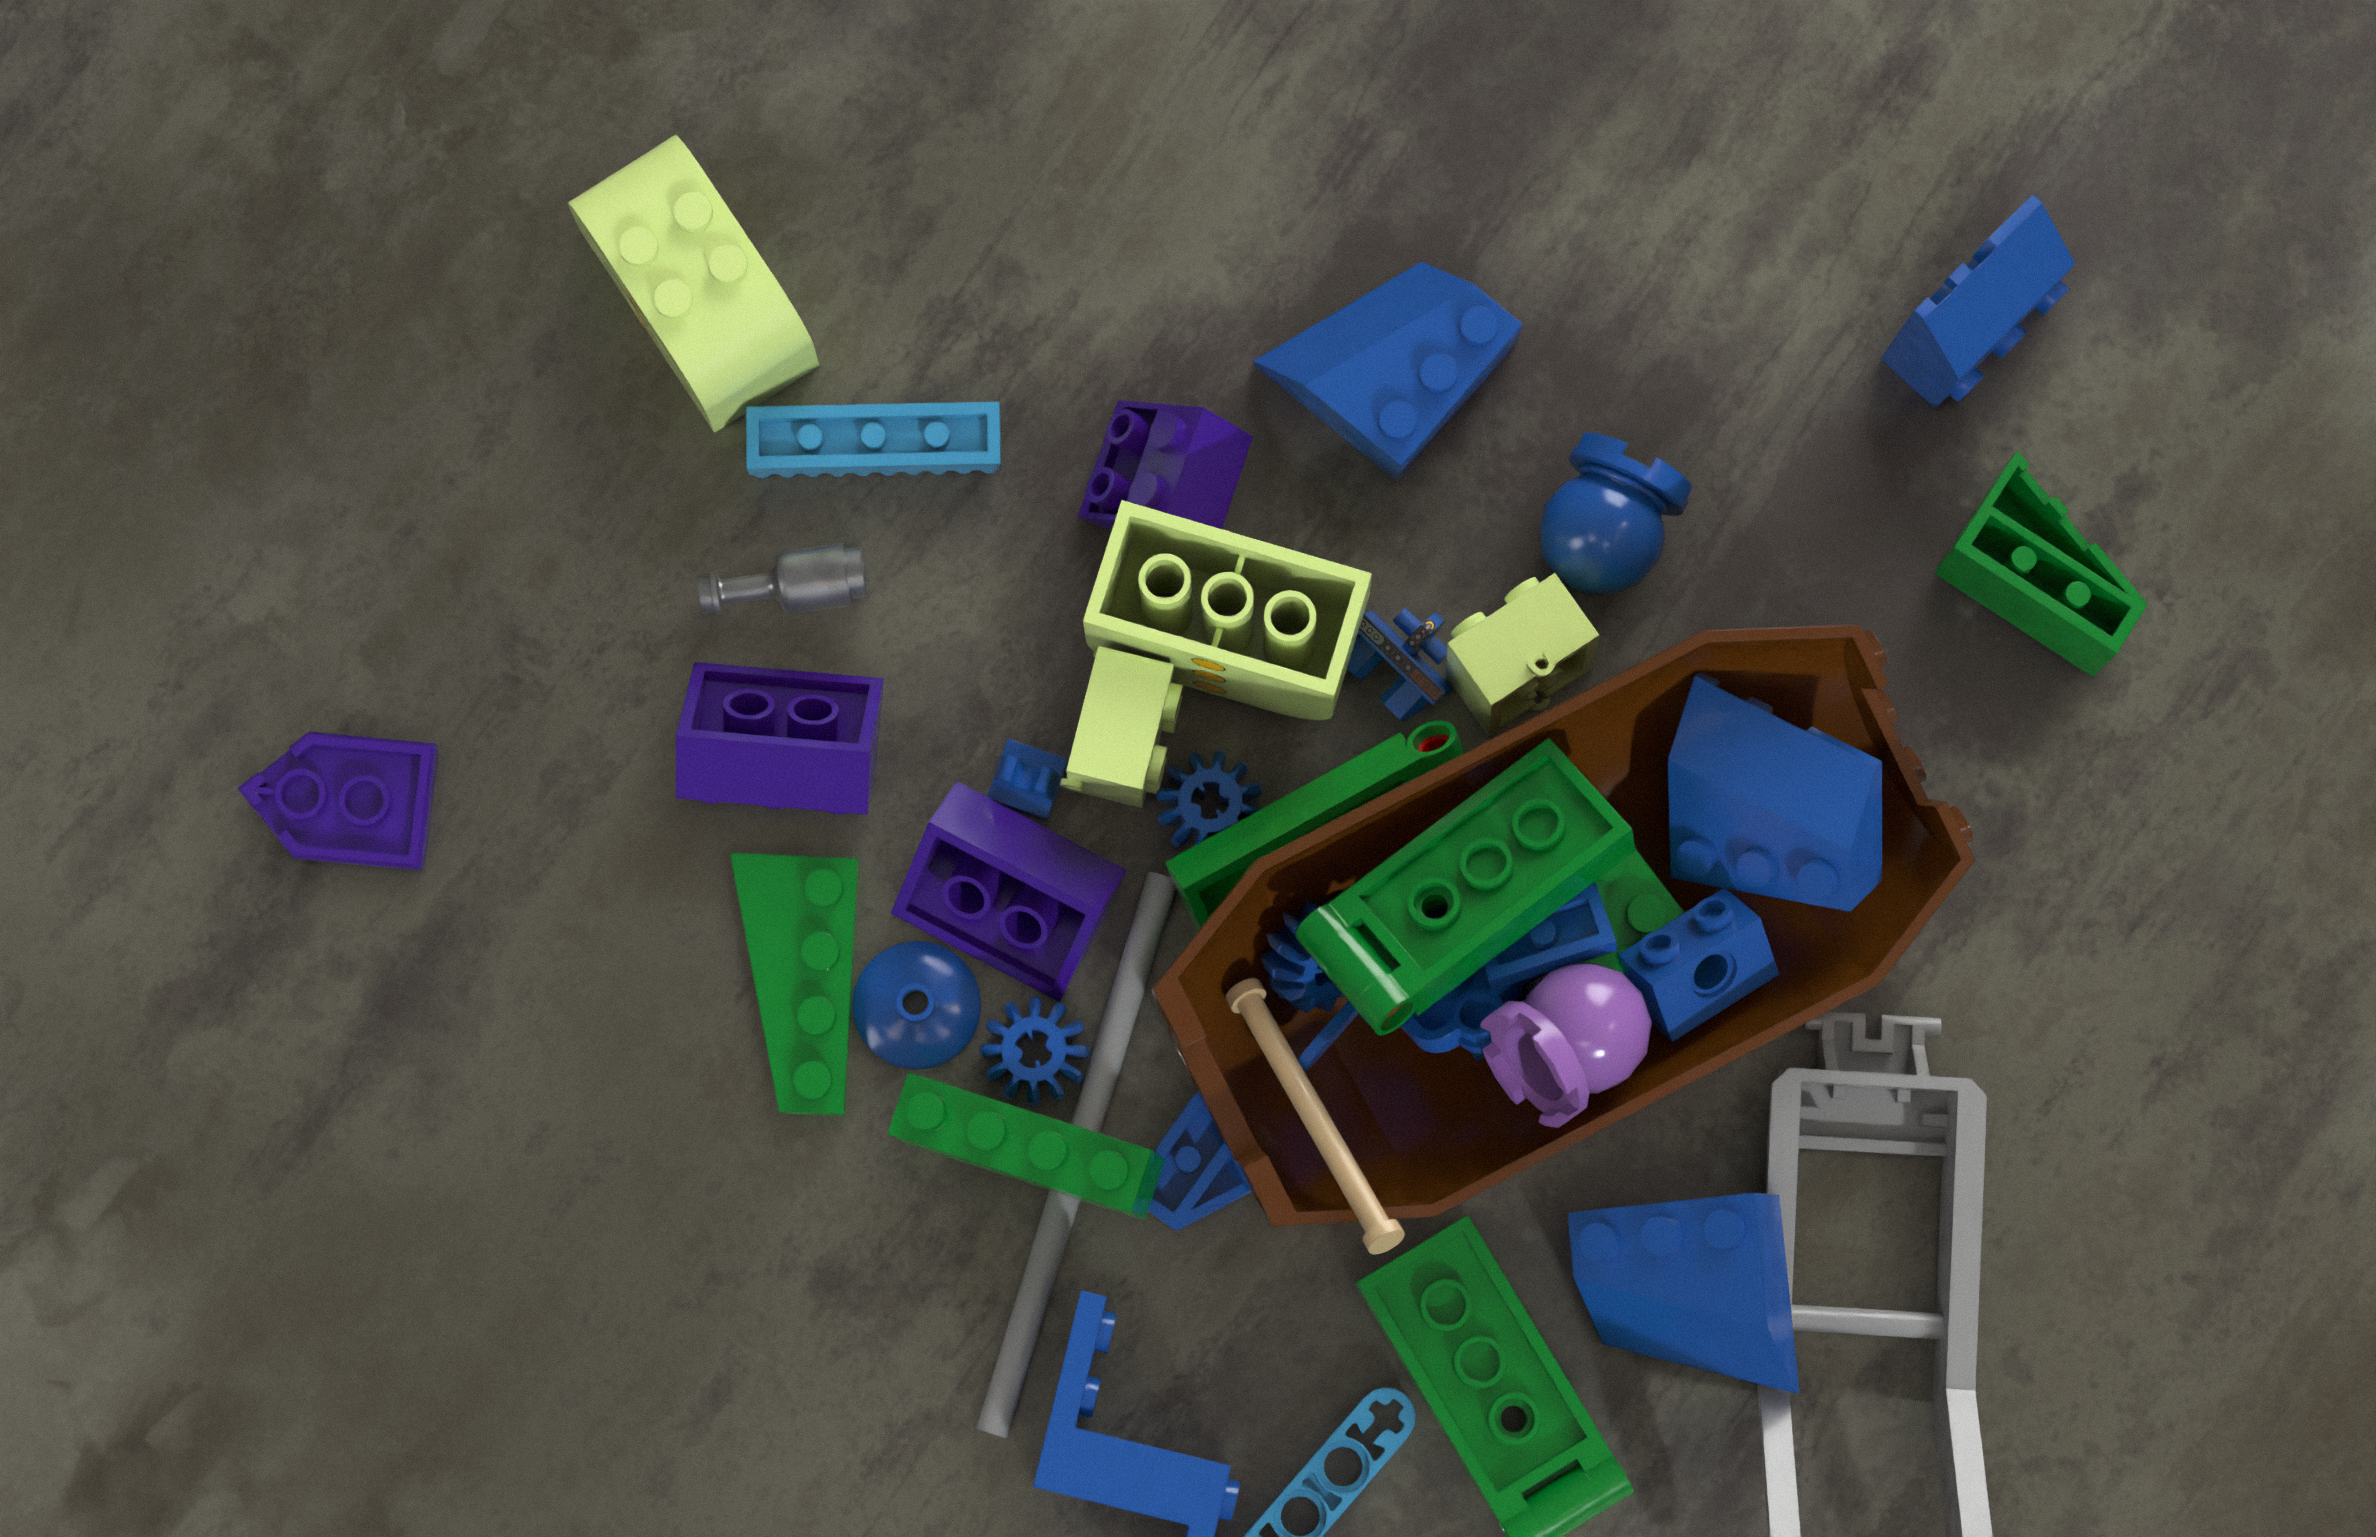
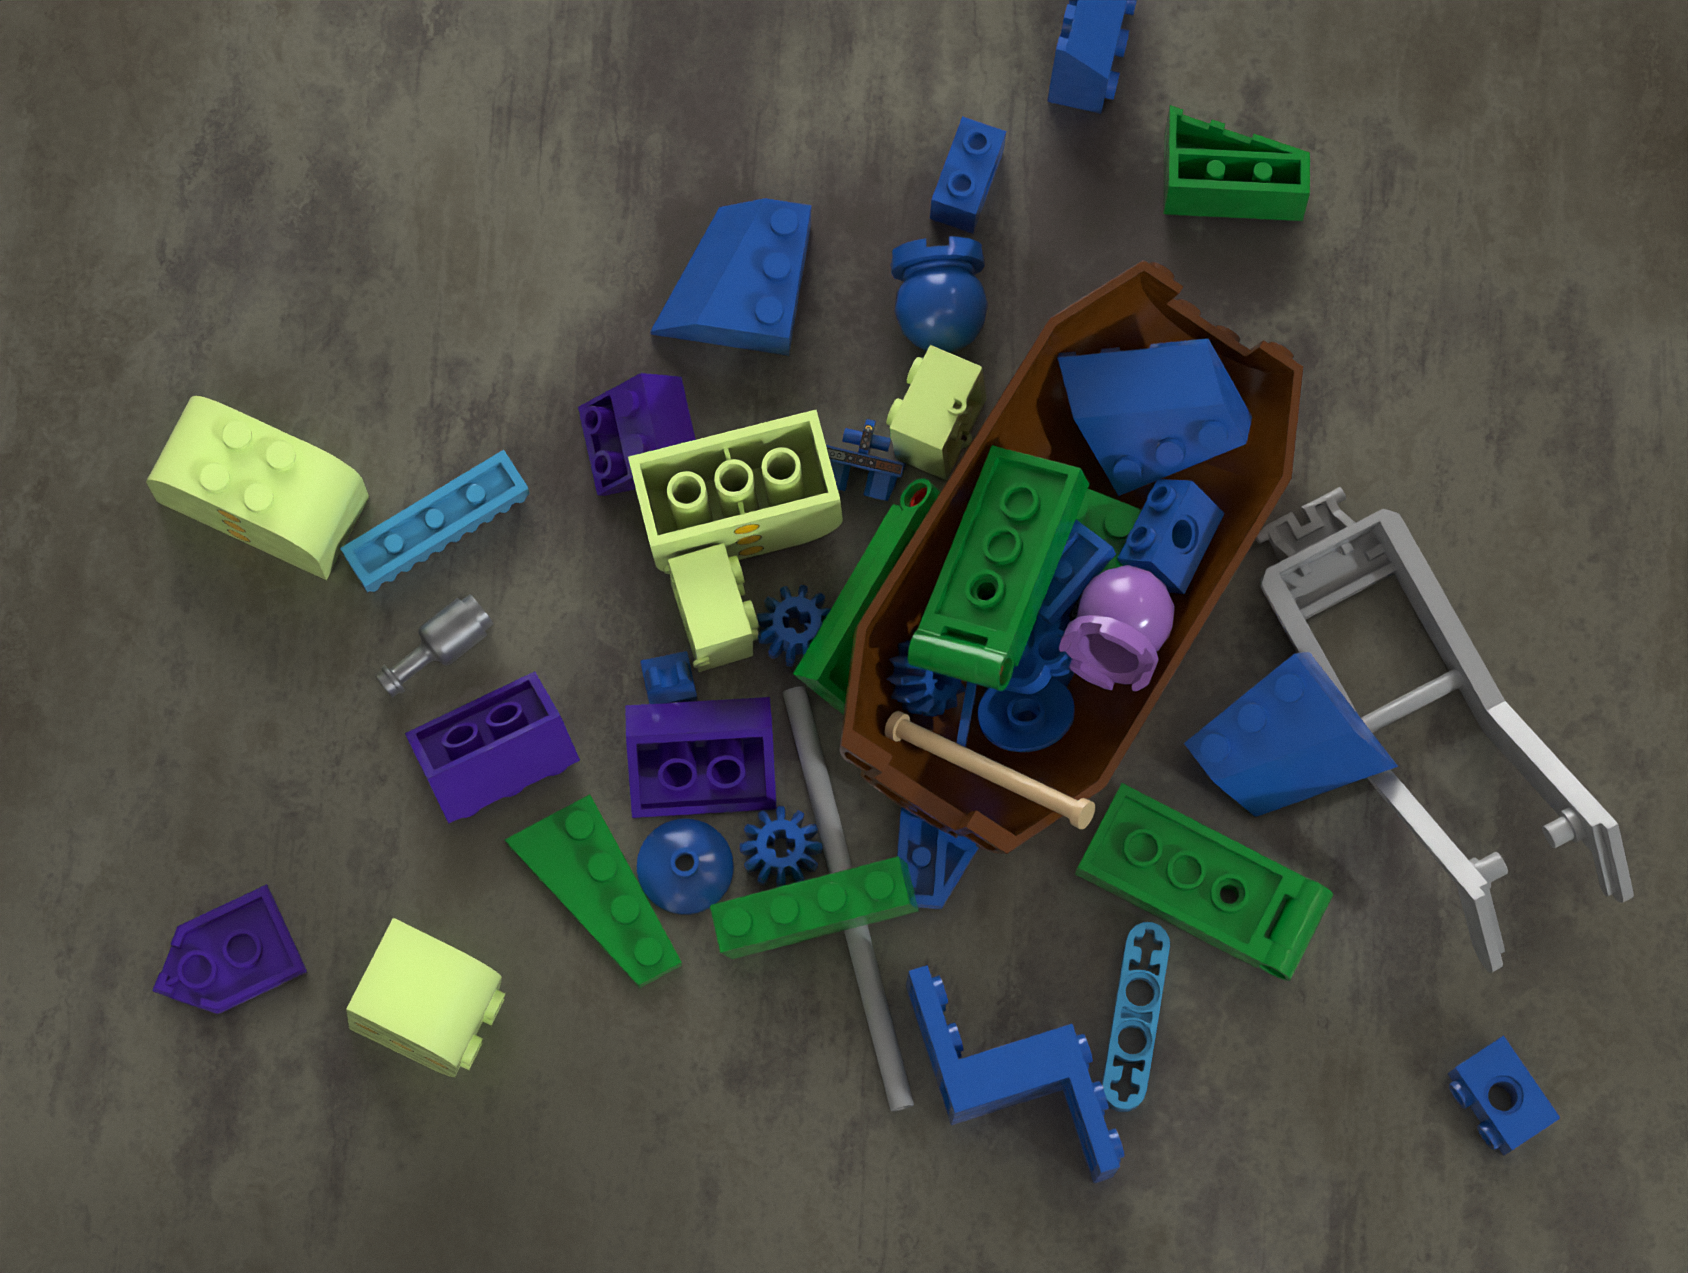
camera: 30 degrees left, 5 degrees down
(513, 991) = (425, 1000): none -> yellowish green brick
(1439, 1077) = (1004, 712): none -> blue dish
(1731, 392) = (967, 174): none -> blue brick

